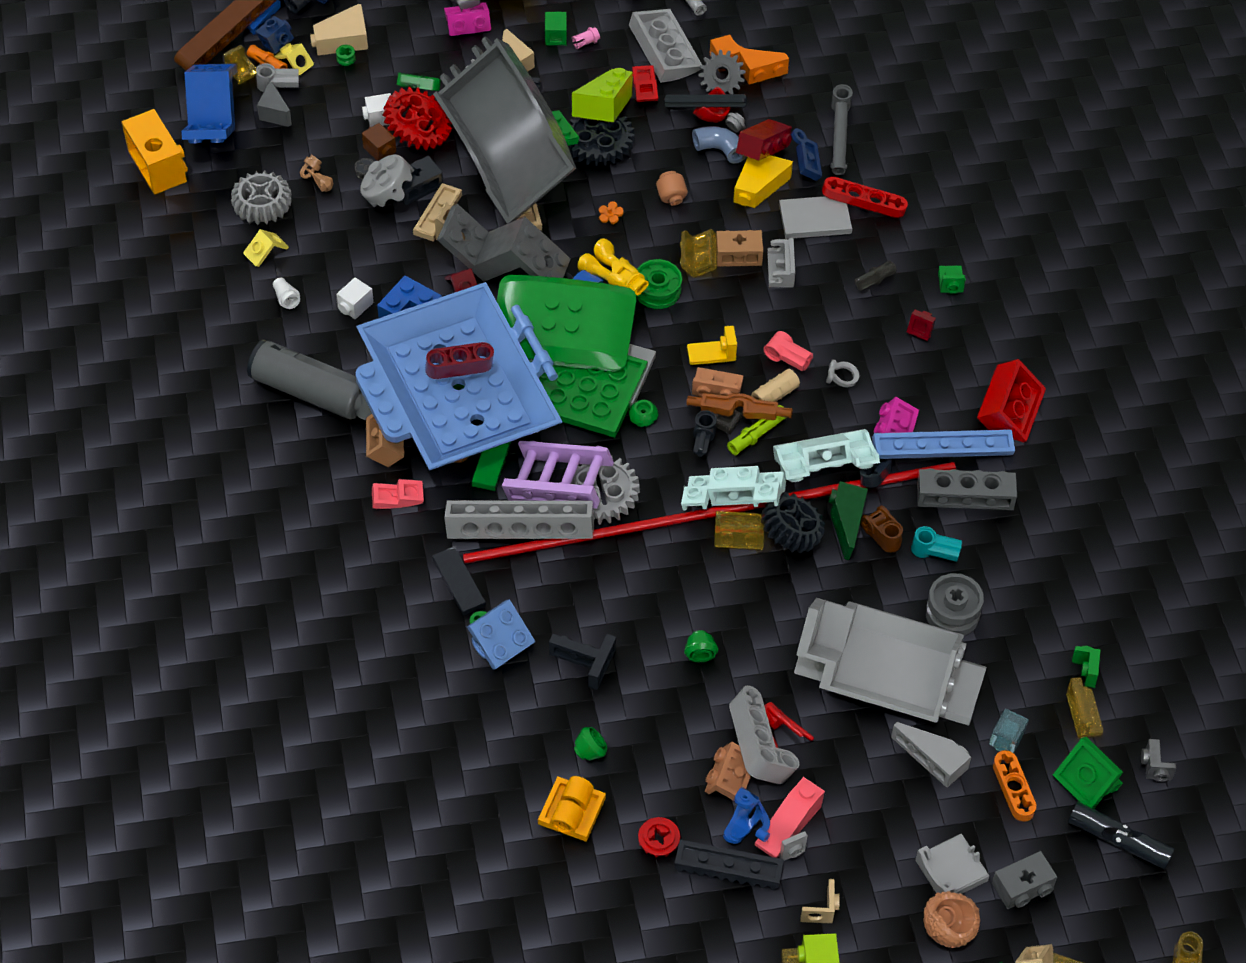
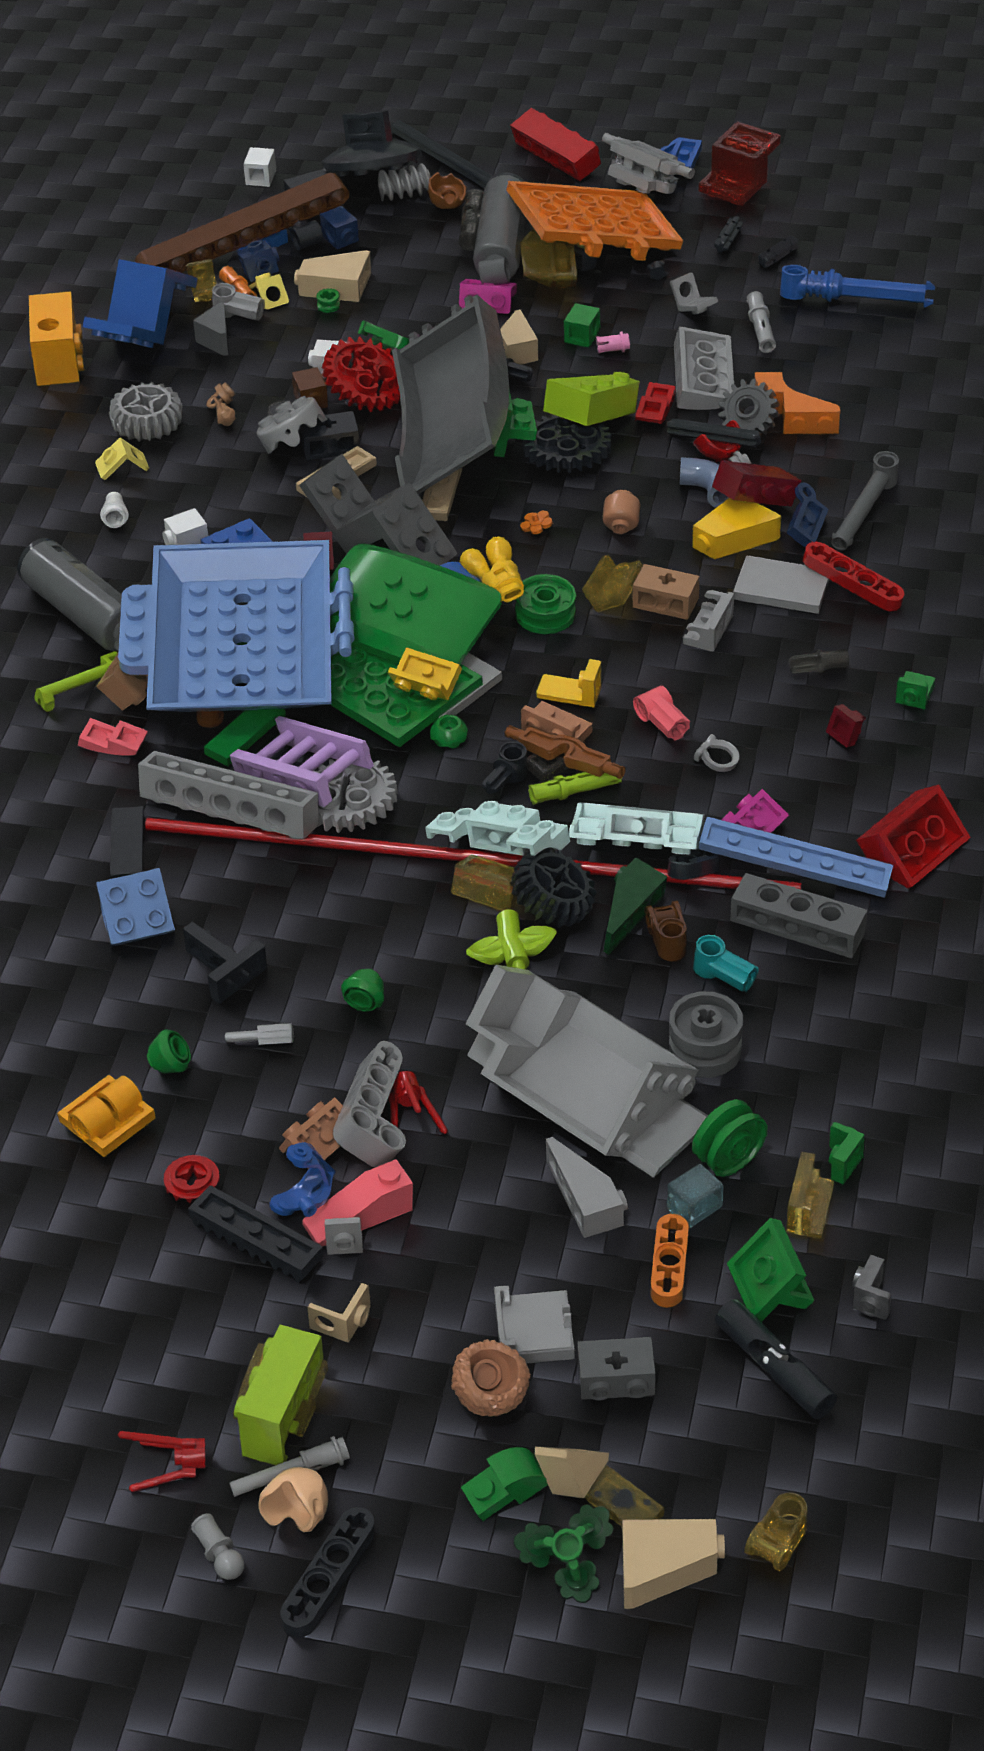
camera: 25 degrees right, 10 degrees down
(359, 434) = (45, 695): none -> lime hinge
(470, 357) = (247, 607): dark red beam -> none
(611, 374) = (425, 674): none -> yellow bracket
(647, 705) = (265, 1034): none -> light grey axle
(777, 387) = (626, 745): tan axle -> none
(781, 575) = (511, 943): none -> lime plant
(1015, 682) = (729, 1138): none -> green wheel

